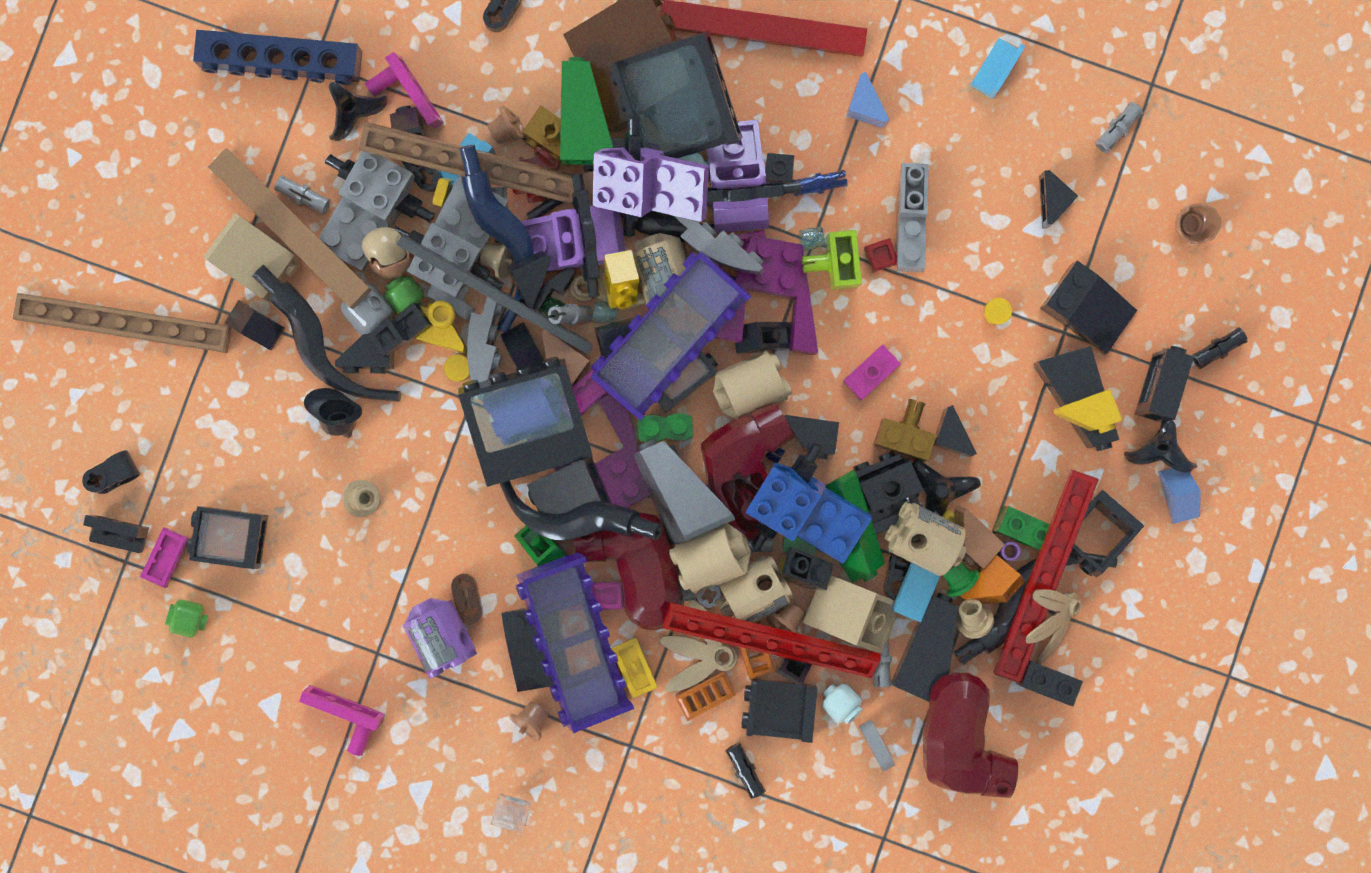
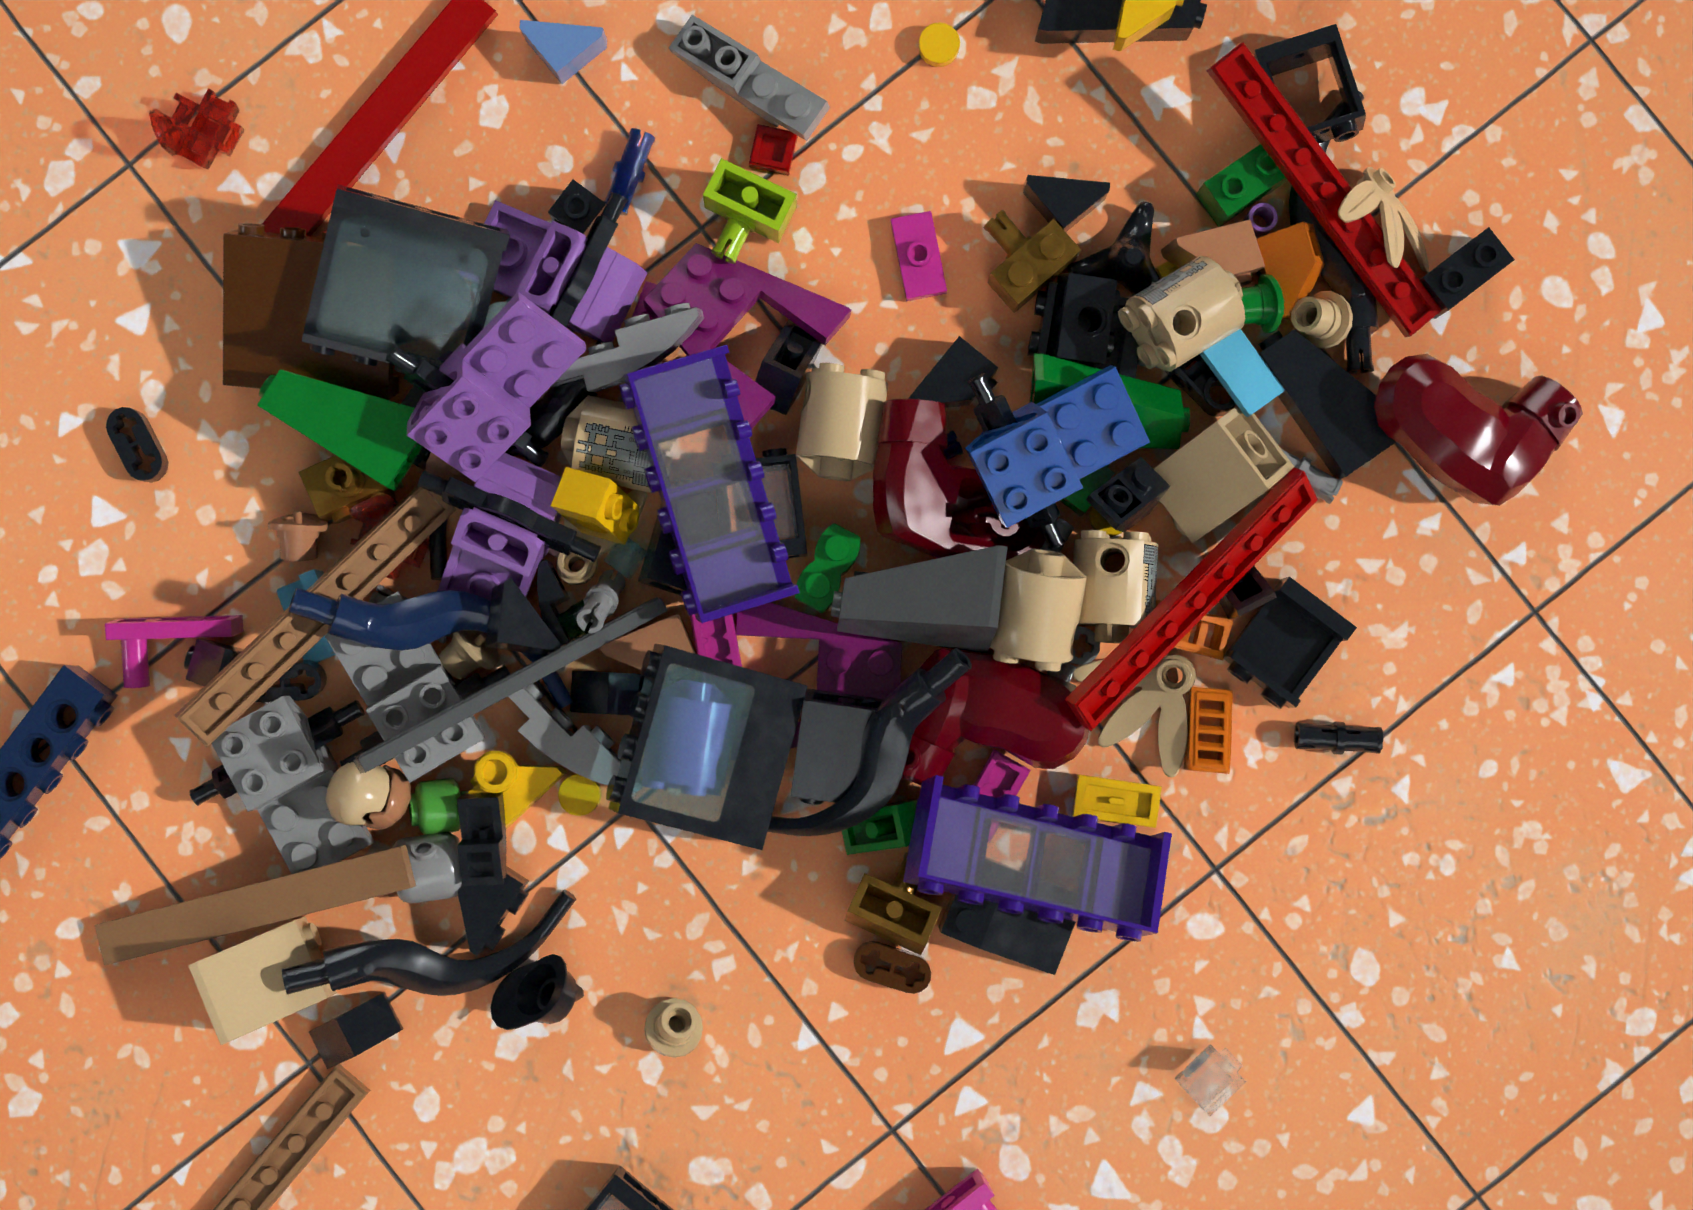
camera: 60 degrees left, 0 degrees up
(287, 188) = (243, 846): light grey pin -> none
(350, 108) = (145, 726): black piece -> none
(438, 636) = (920, 1035): medium lavender cylinder -> none
(442, 191) = (332, 671): yellow tile -> none
(461, 308) = (504, 740): light grey beam -> none
(497, 580) = (893, 911): none -> pearl gold brick
(530, 720) = (1103, 980): nougat piece -> none
(787, 618) = (1174, 562): nougat piece -> none
(812, 238) = (695, 225): clear light blue hose -> none
(842, 703) = (1327, 558): light aqua head -> none
(877, 745) = (1409, 546): light grey beam -> none

